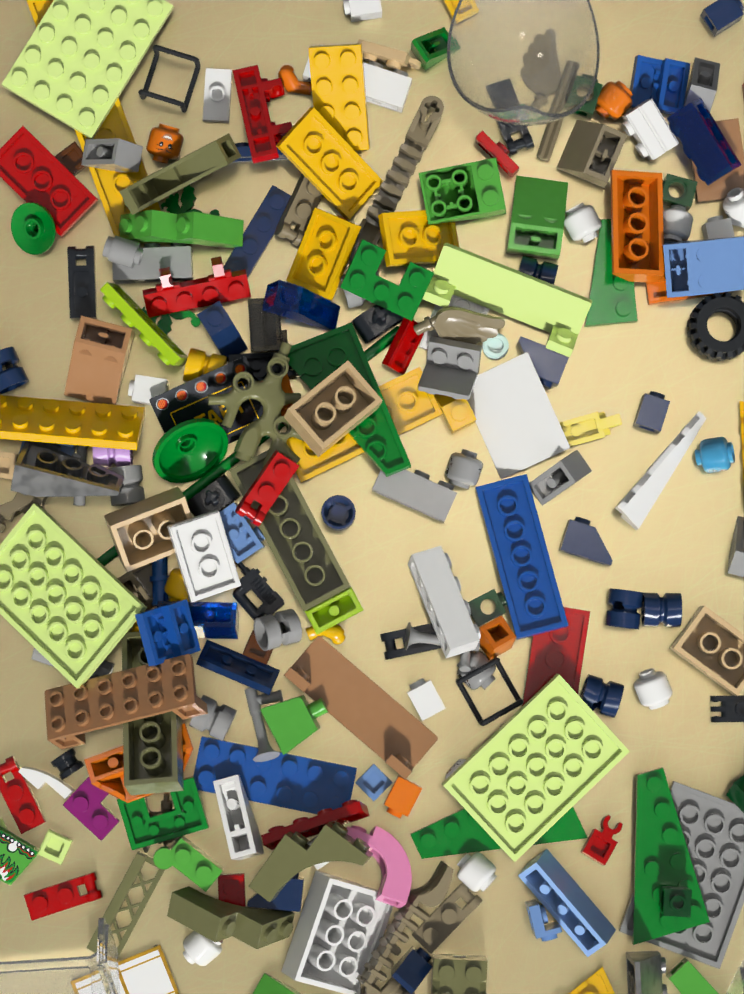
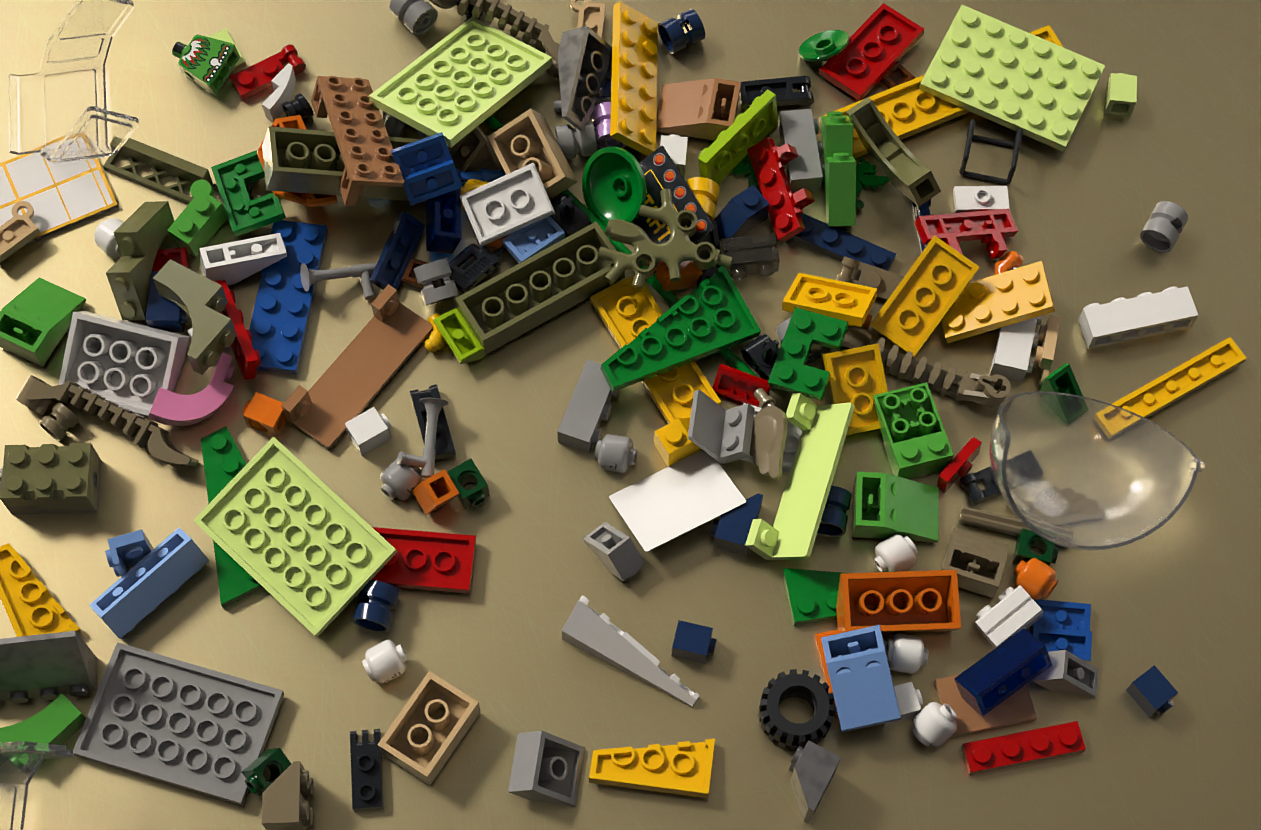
camera: 90 degrees right, 20 degrees down
(55, 846) = (216, 108): yellowish green tile -> none
(62, 896) = (167, 116): red plate -> none
(88, 809) = (248, 135): magenta plate -> none
(112, 155) = (905, 103): light grey slope -> none
(122, 251) = (809, 112): light grey brick -> none
(164, 143) = (927, 150): orange head -> none
(216, 721) = (345, 229): light grey wheel -> none
(267, 487) = (580, 250): red plate -> none
(293, 720) = (342, 305): bright green torso -> none
(300, 305) = (772, 281): clear blue slope -> none
(333, 408) = (665, 301): tan brick -> none
(338, 512) = (560, 332): dark blue wheel -> none
(373, 782) = (279, 387): medium blue tile -> none
(412, 968) = (81, 427): dark blue slope -> none
(444, 601) = (471, 434): white brick -> none
(446, 918) = (137, 468): dark tan plate -> none
(476, 871) = (185, 491): white head -> none
(496, 347) = (751, 480): light aqua tile -> none
(519, 701) = (349, 490): black piece -> none
(521, 557) = (523, 513): blue plate -> none
(584, 541) = (544, 580): dark blue slope -> none
(589, 427) = (669, 575): light yellow hinge -> none
(600, 843) = (214, 617): red plate -> none
(624, 608) = (472, 624): dark blue wheel -> none
(660, 860) = (176, 683): green wing -> none
(661, 609) = (473, 662): dark blue wheel -> none
(675, 901) = (145, 685): dark green brick -> none
(687, 189) = (940, 665): dark green brick -> none
(715, 454) = (651, 714): dark azure head -> none

